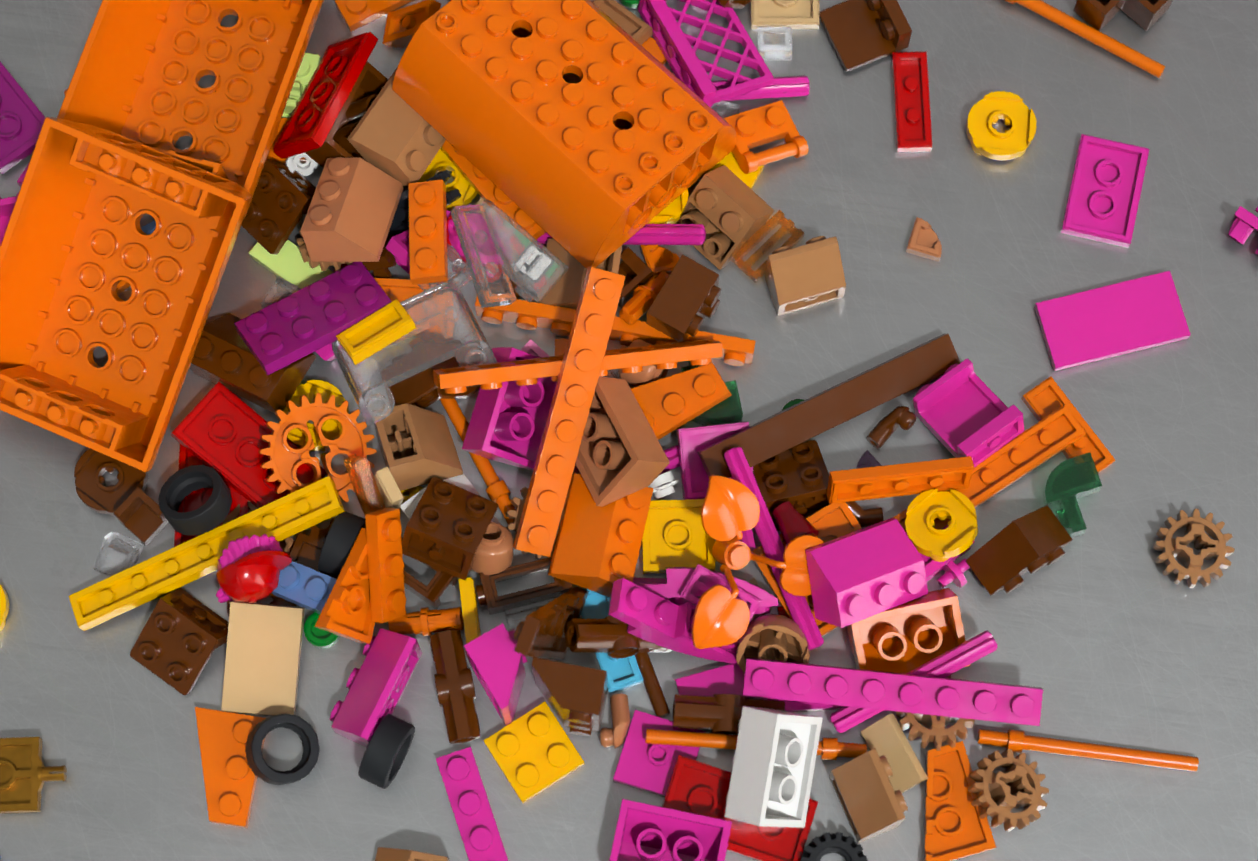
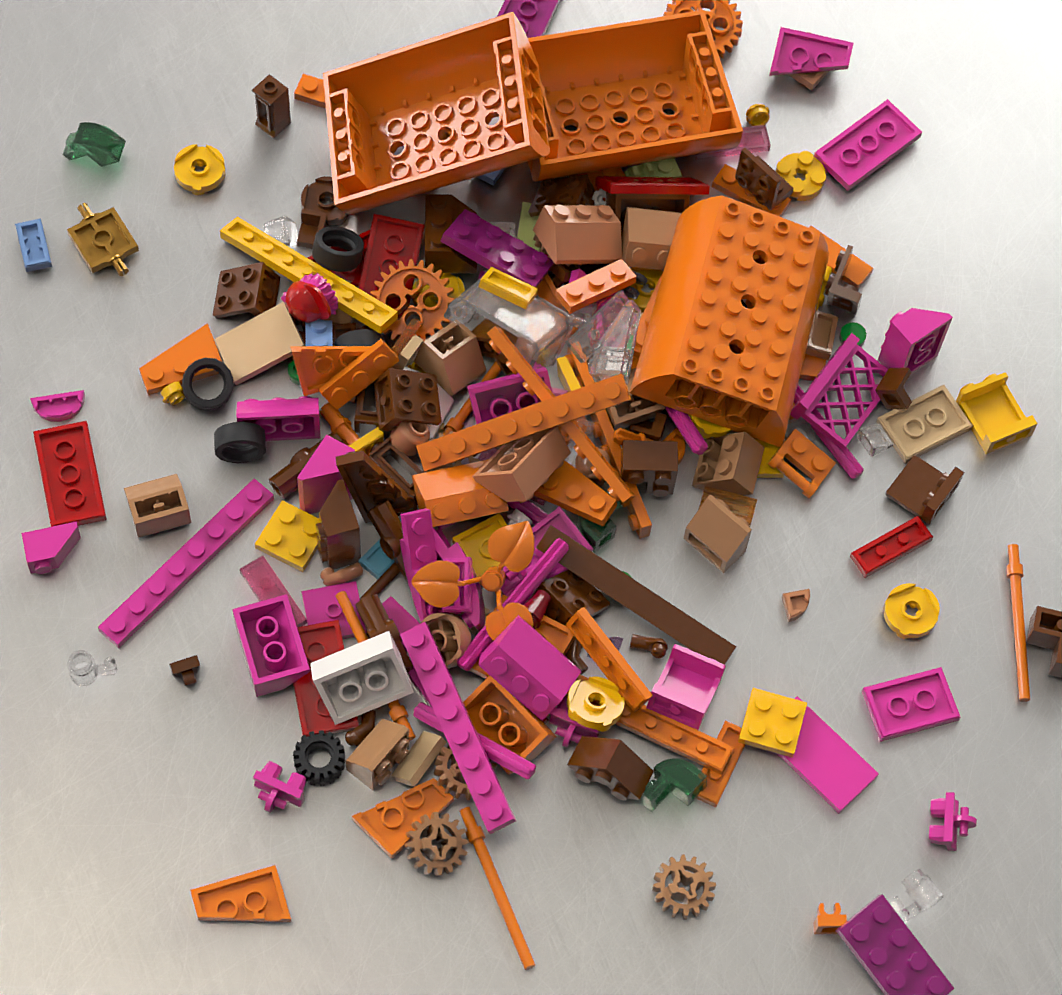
camera: 55 degrees right, 10 degrees down
(267, 797) = (173, 393): none -> yellow plate
(524, 330) = (567, 374): none -> yellow tile
(586, 814) = (267, 585): none -> clear pink tile
(827, 802) = (358, 734): none -> reddish brown arm
(1055, 346) = (772, 722): none -> yellow plate

